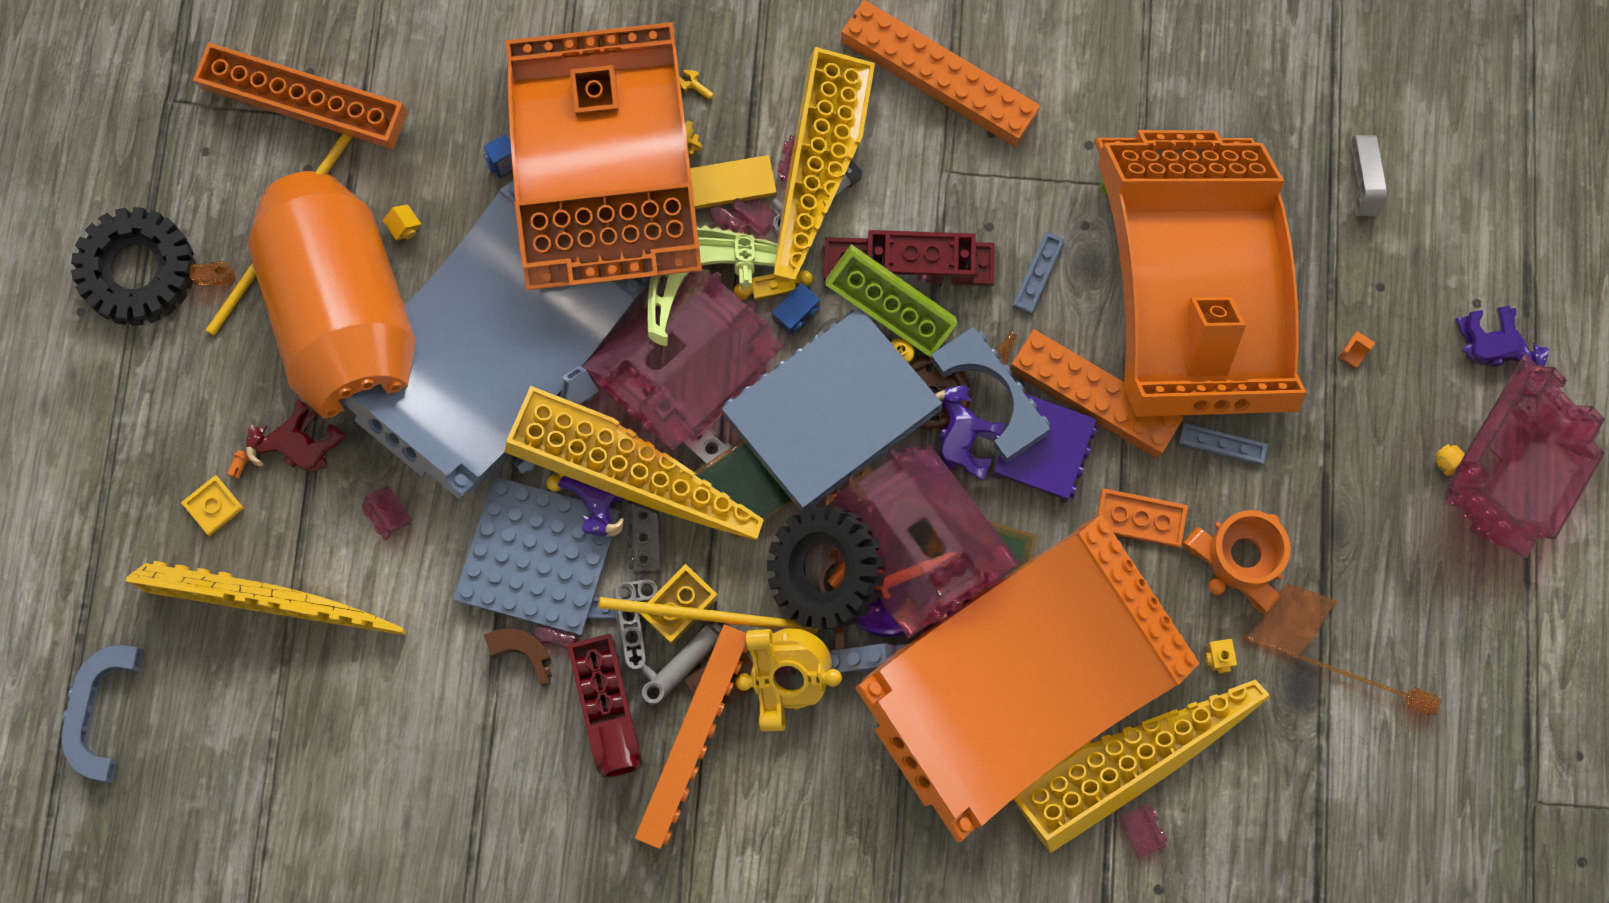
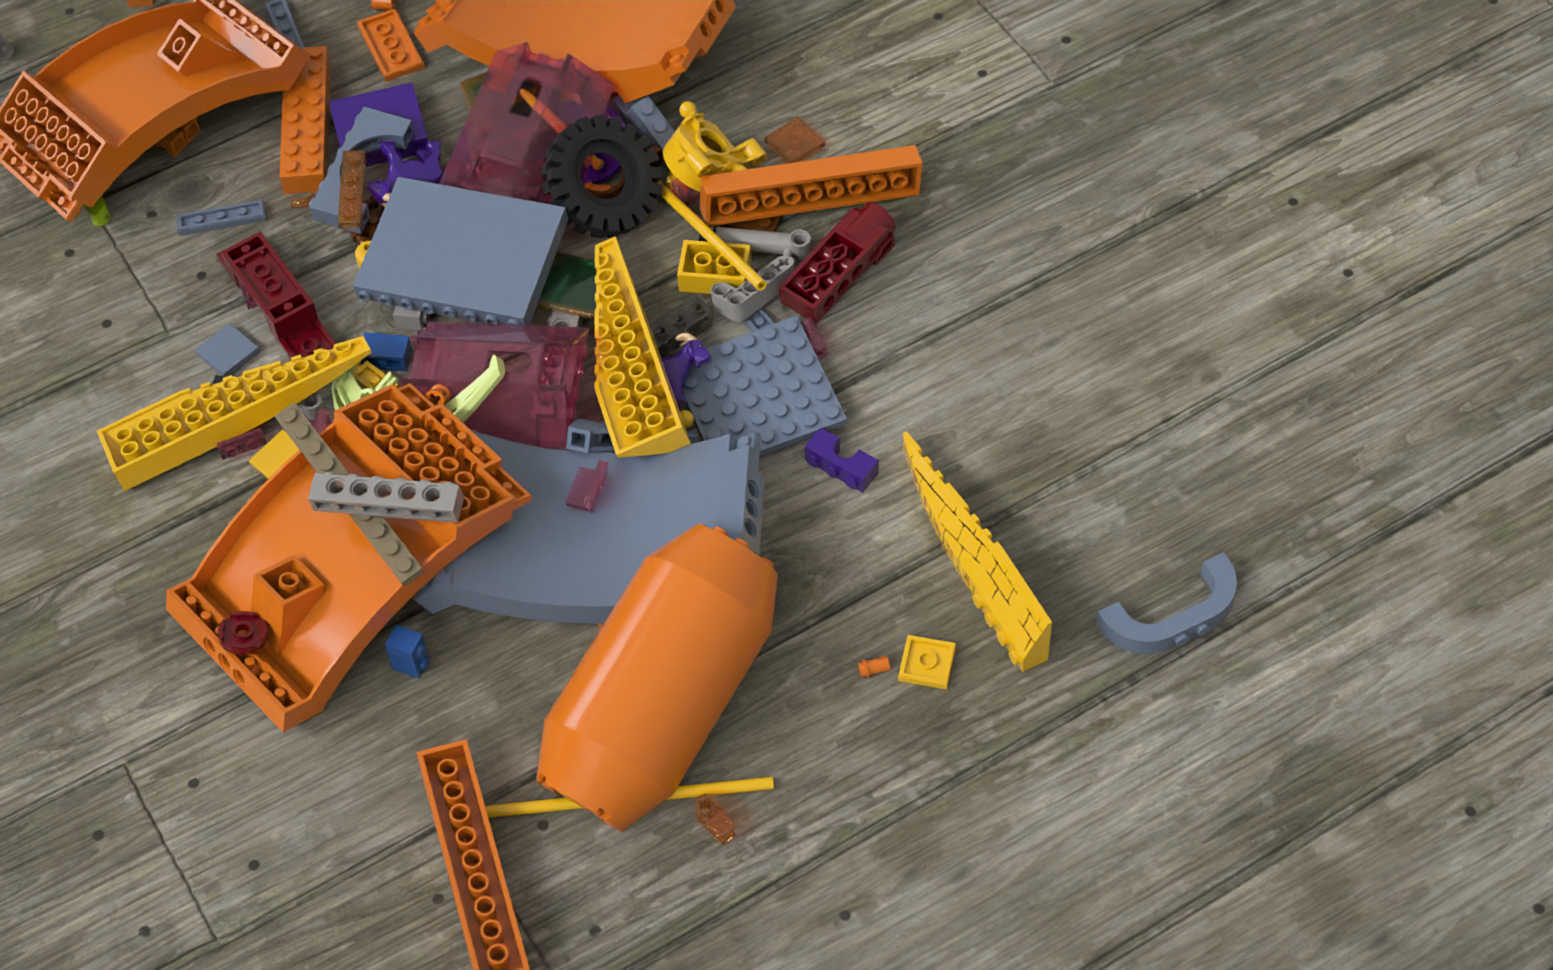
camera: 120 degrees left, 20 degrees down
(125, 229) = (763, 846): black tyre -> none
(293, 442) = (816, 632): dark red animal -> none
(385, 512) = (817, 522): clear pink bracket -> none
(402, 222) = (537, 693): yellow brick -> none
(404, 573) = (854, 471): none -> dark purple arch
(514, 640) = (843, 361): reddish brown arch -> none
(528, 353) = (587, 487): none -> clear pink panel
(544, 182) = (396, 505): none -> light grey brick
(588, 39) = (247, 643): none -> dark red tile
(615, 154) = (373, 527): none -> dark tan plate
(680, 287) = (438, 390): none -> orange bush
(771, 774) = (794, 141): none -> clear orange tile
(891, 301) = (329, 272): lime brick -> none
(892, 200) = (227, 350): none -> sand blue tile
(939, 73) = (72, 385): orange piece -> none
(965, 366) = (351, 189): none -> clear orange plate

